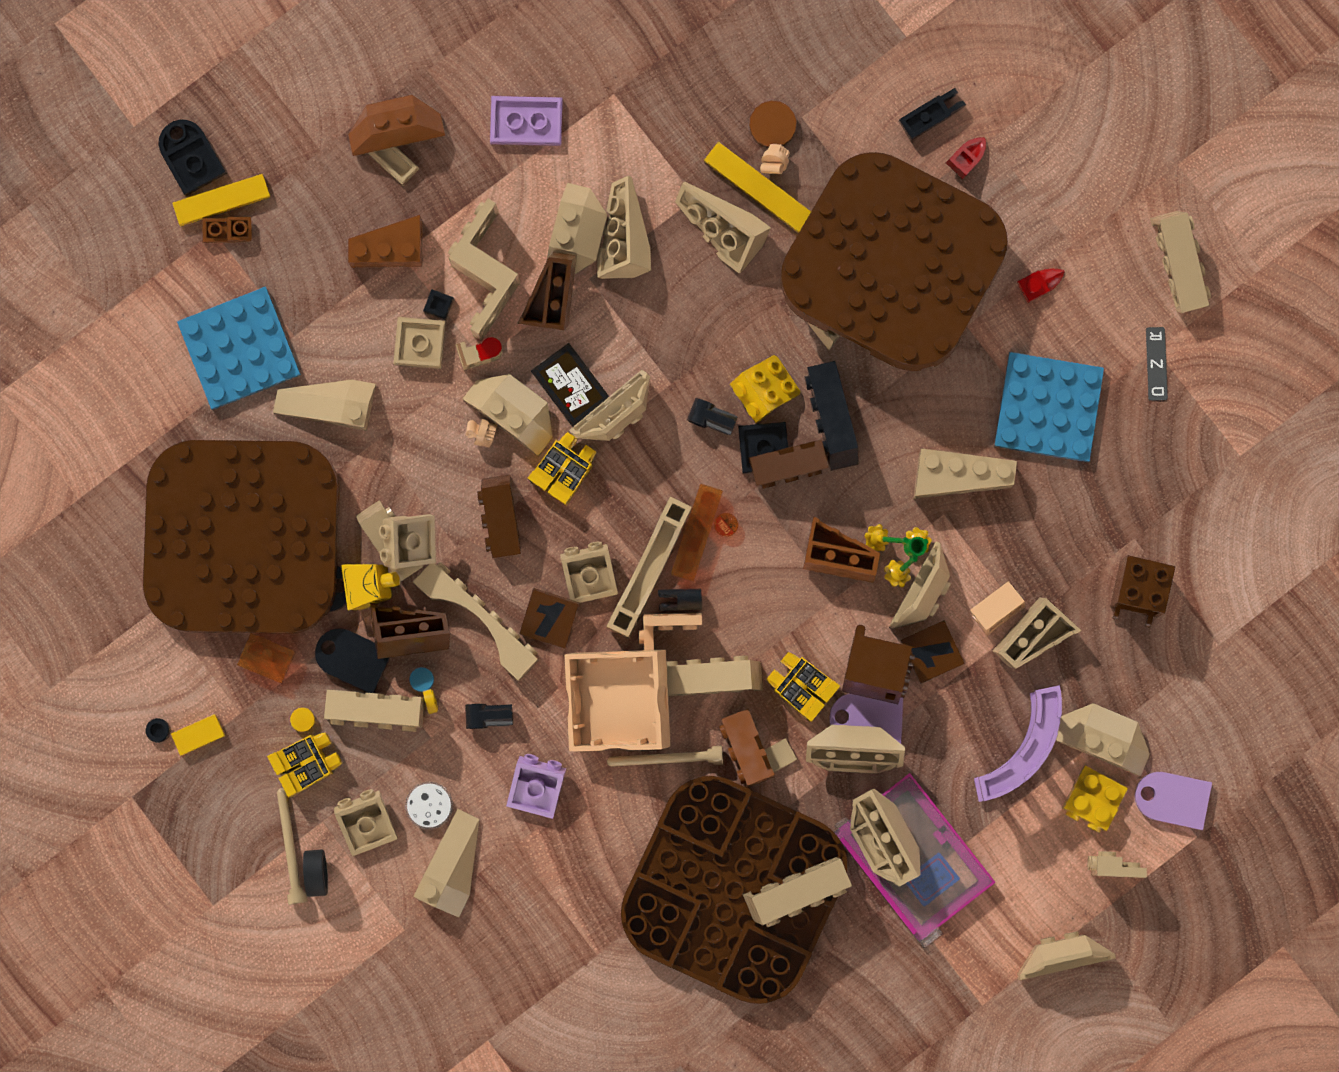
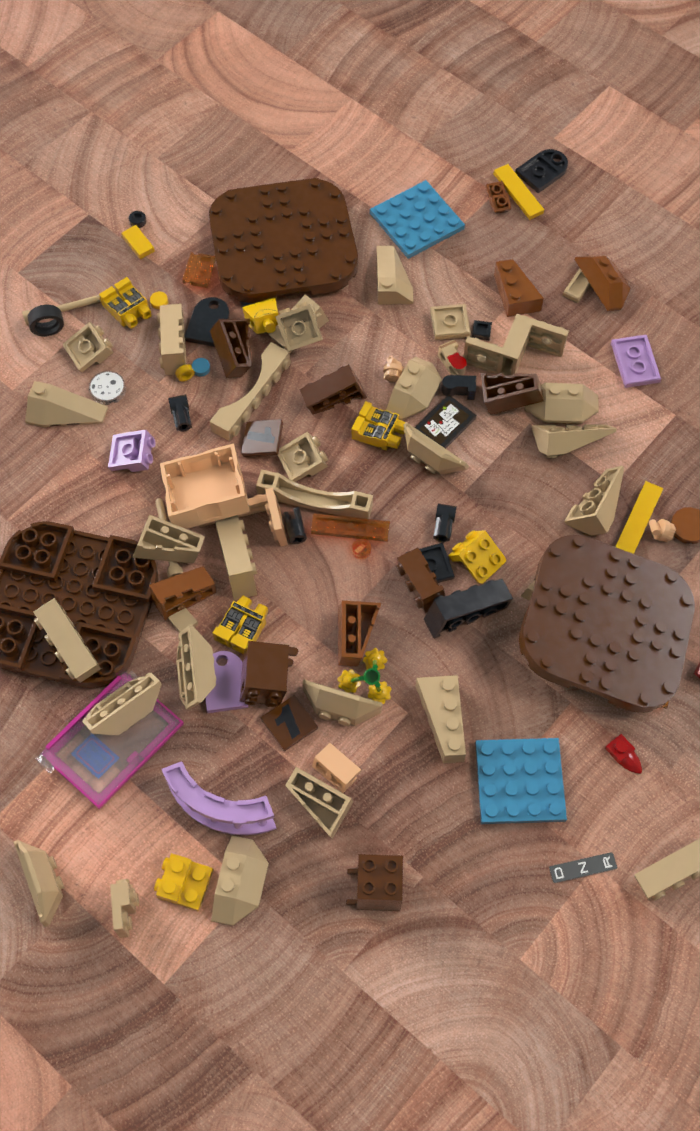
camera: 75 degrees right, 20 degrees down
(520, 353) = (459, 385): none -> black leg
(684, 757) = (168, 542): none -> tan wedge
(1175, 799) = (194, 955): lavender tile -> none

